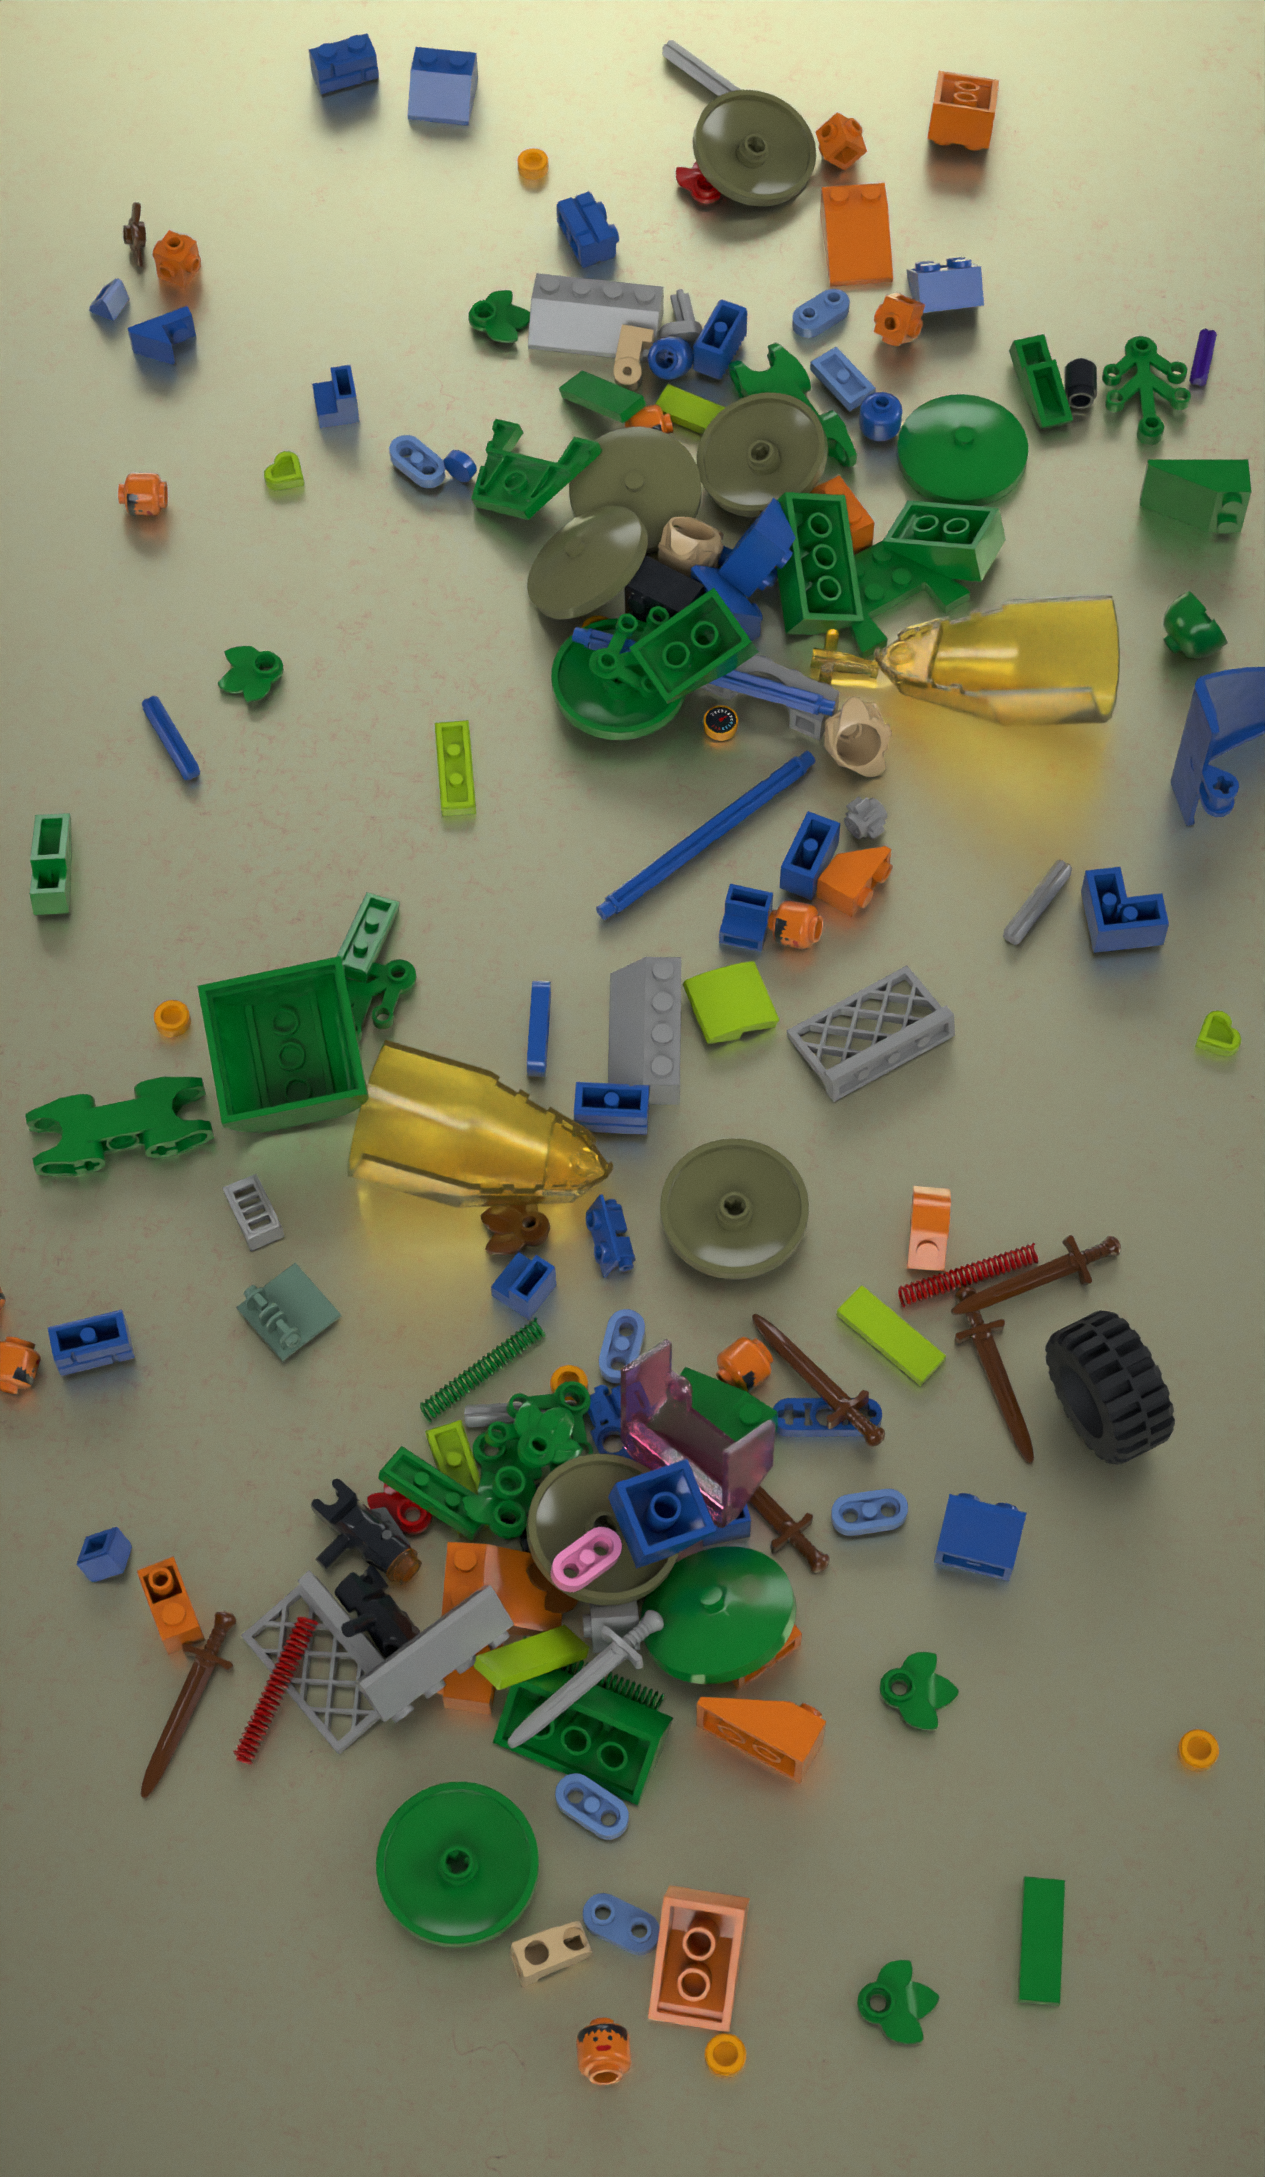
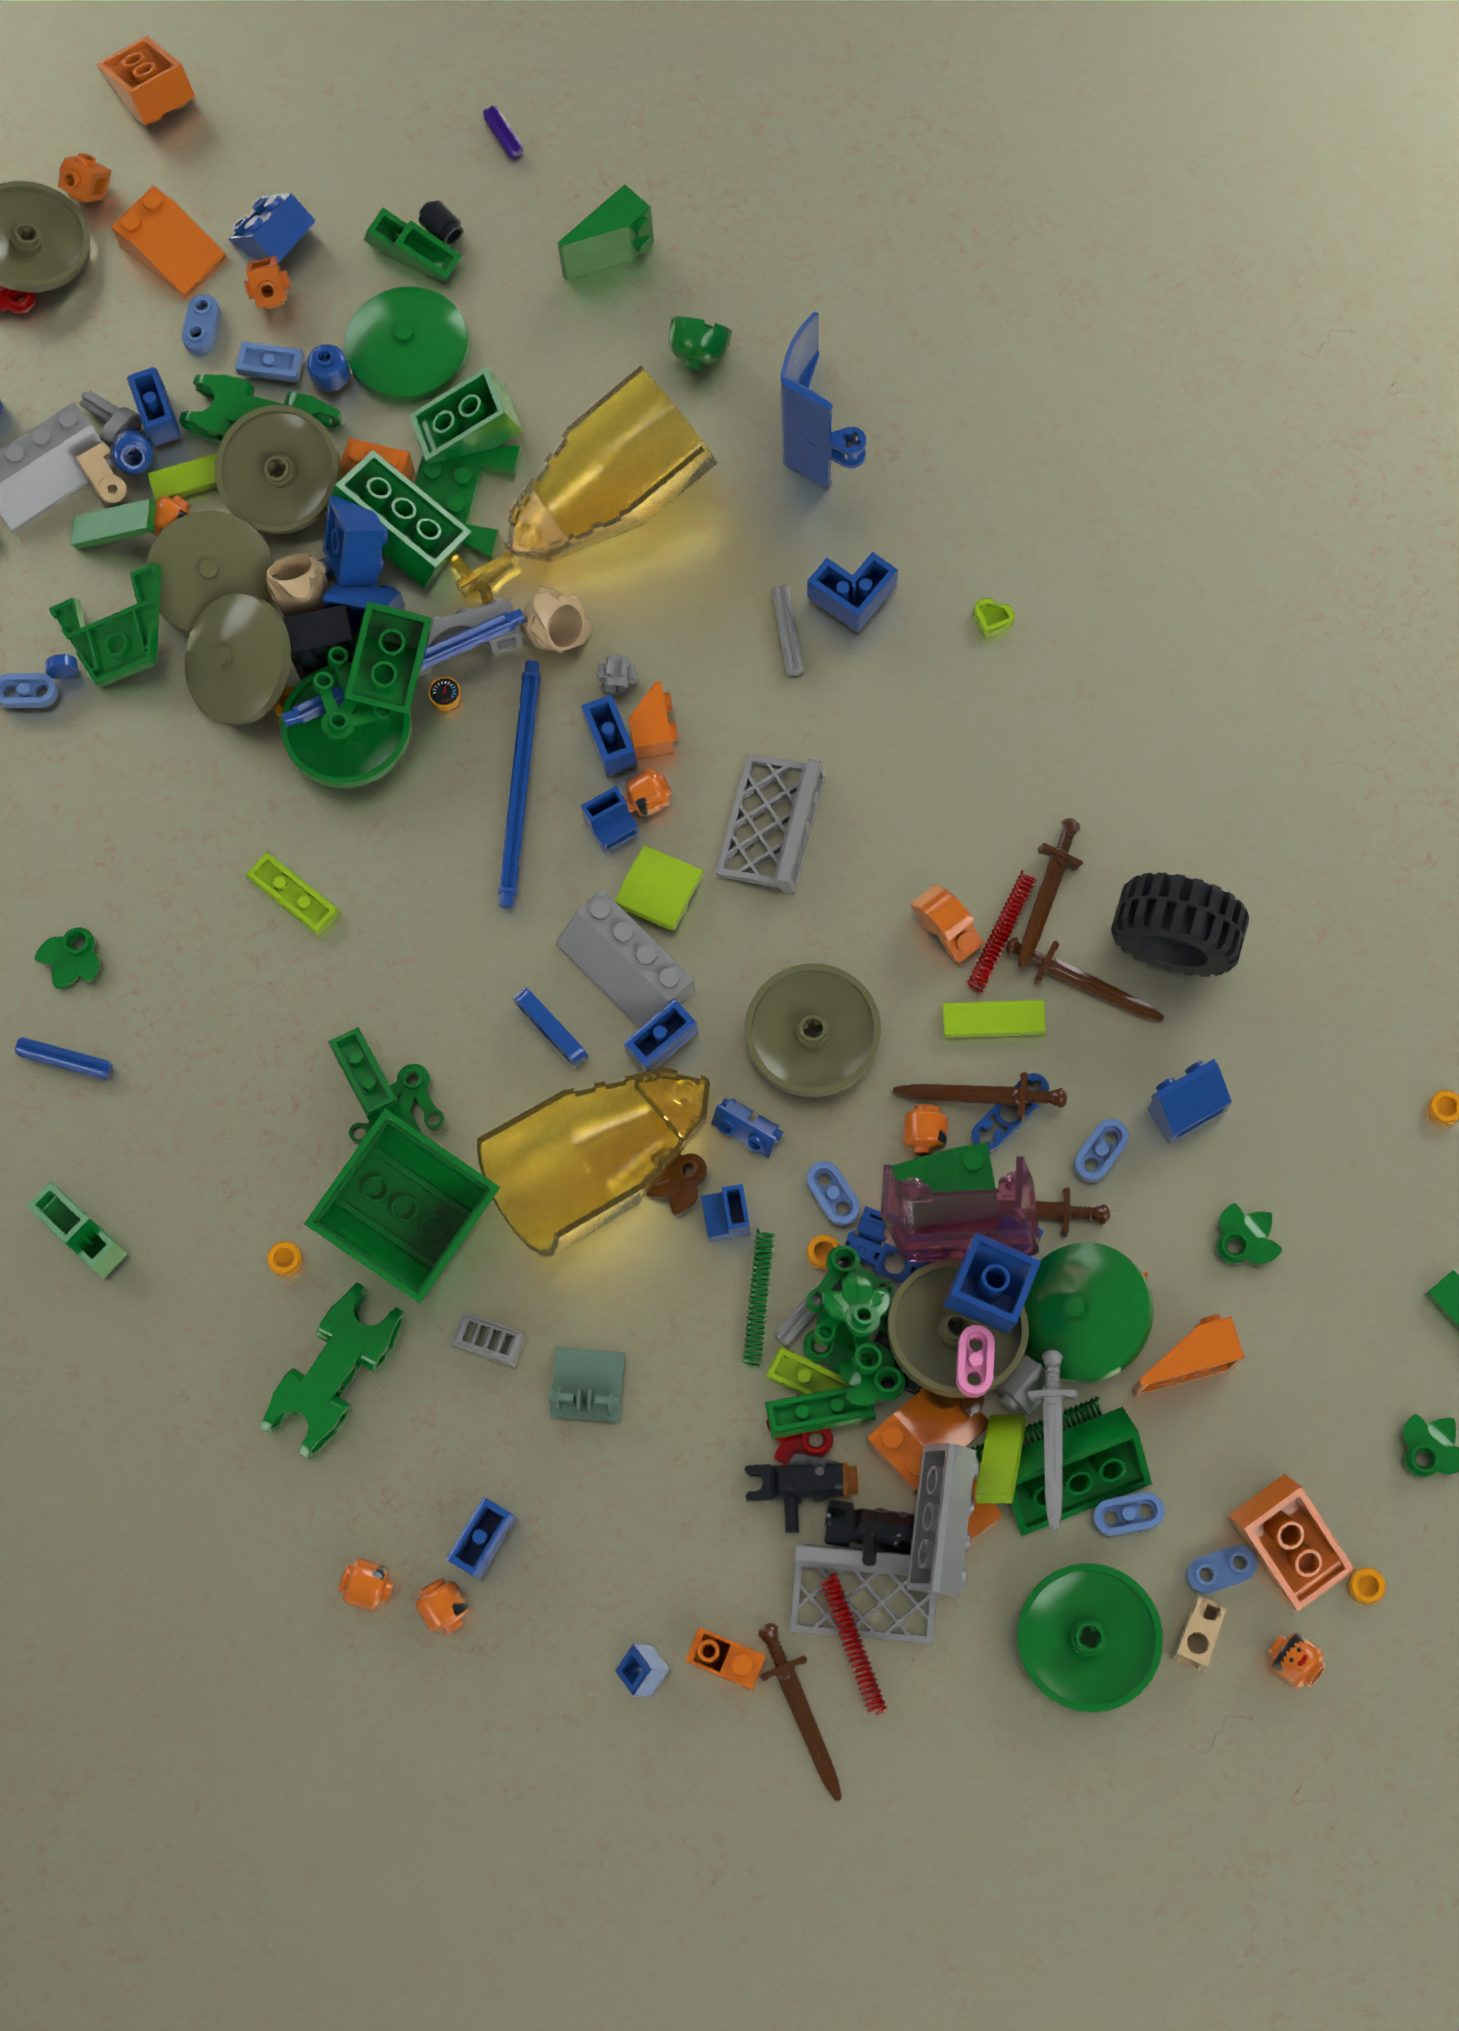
camera: 40 degrees left, 10 degrees up
(1142, 353) = (485, 185): green plant -> none

